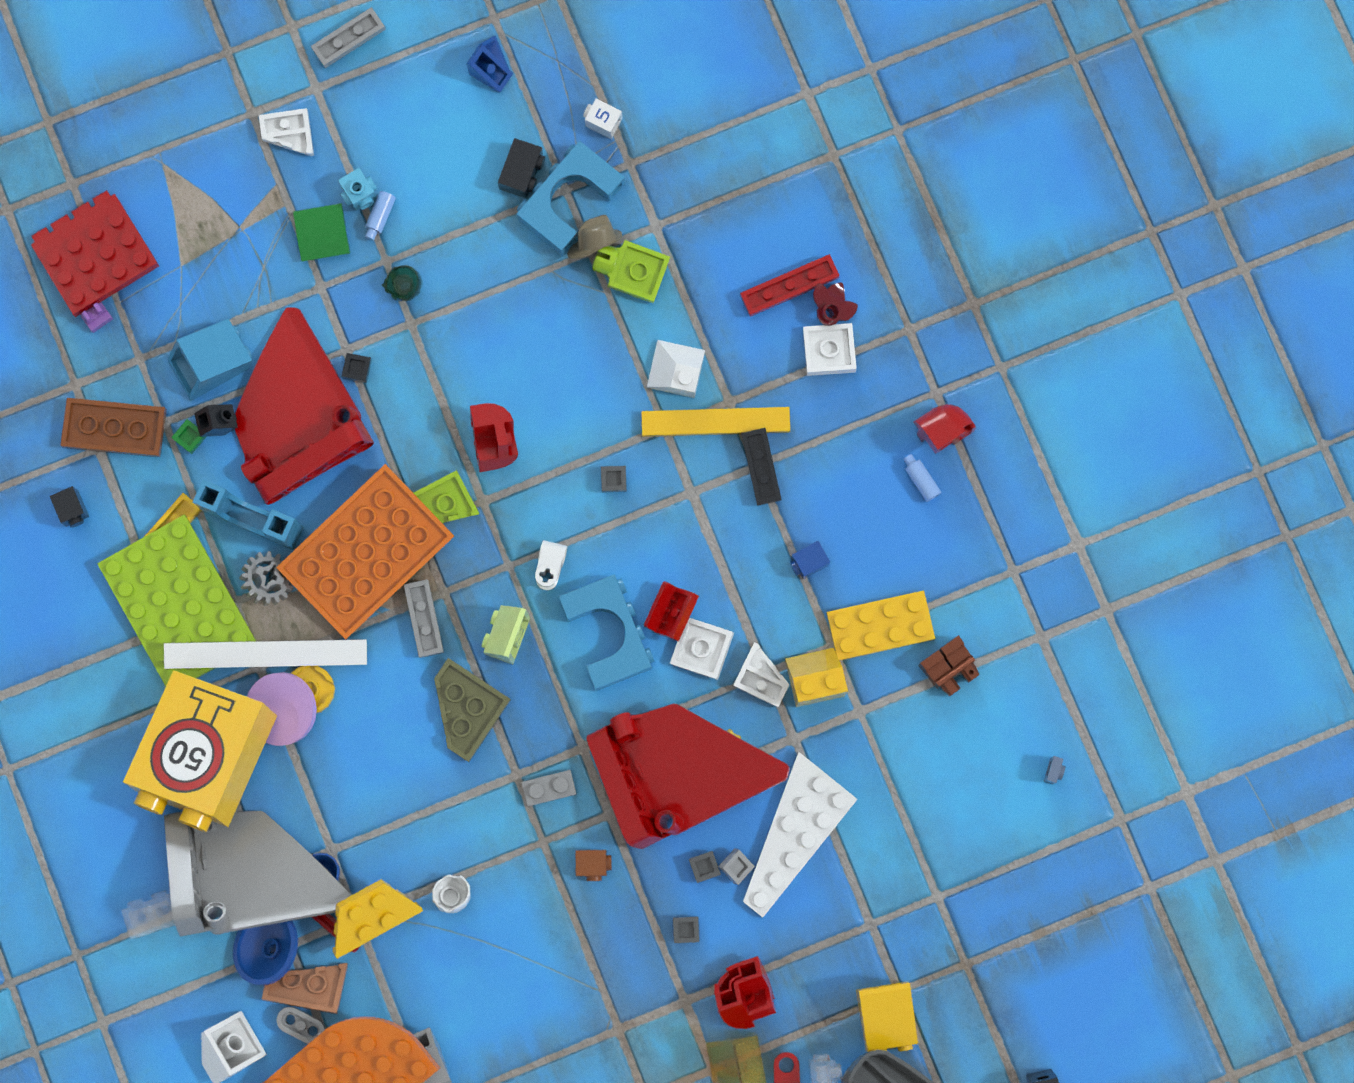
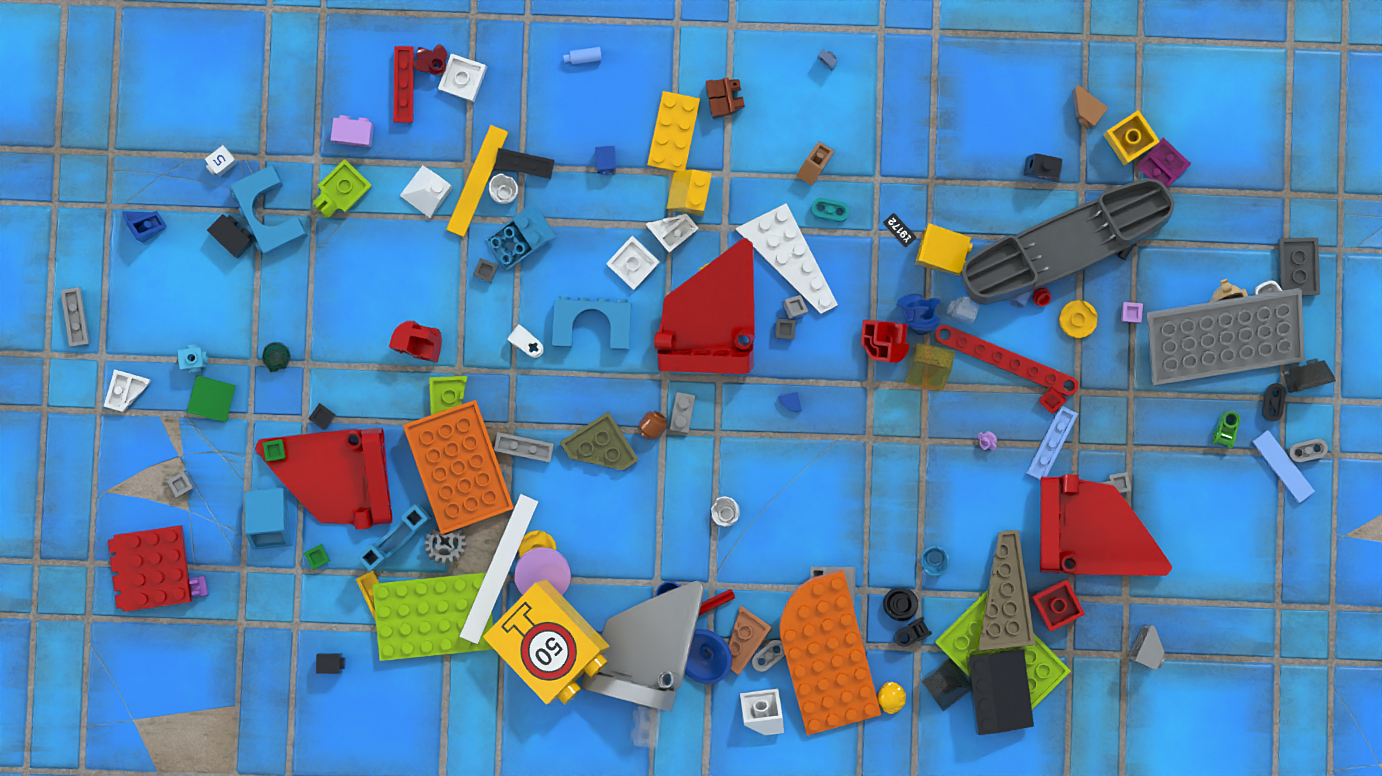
camera: 70 degrees left, 5 degrees up
(113, 427) = (285, 608): dark orange plate -> none
(206, 242) = (180, 484): none -> light grey plate
(216, 420) = (314, 532): black brick -> none
(292, 331) = (274, 450): none -> green plate
(370, 915) = (715, 574): yellow wing -> none
(379, 214) = (217, 351): light blue cylinder -> none
(507, 633) = (561, 393): yellowish green slope -> none
(517, 759) = (652, 425): none -> dark orange head
(592, 864) = (749, 405): dark orange brick -> none
(593, 236) = (305, 206): dark tan piece -> none
(620, 913) = (791, 401): none -> blue tile
(670, 611) = (598, 272): red bracket -> none
(671, 502) = (521, 237): none -> dark azure slope
(686, 929) = (822, 361): dark grey plate -> none
(705, 251) = (352, 132): none -> lavender brick
(719, 455) = (503, 189): none -> white hair
(797, 1022) = (920, 313): none -> blue helmet
(873, 856) = (830, 208): none -> teal plate
(888, 952) = (899, 230): none -> black sticker
(921, 812) = (815, 163): none -> medium nougat slope
(944, 426) = (554, 23): red brick -> none

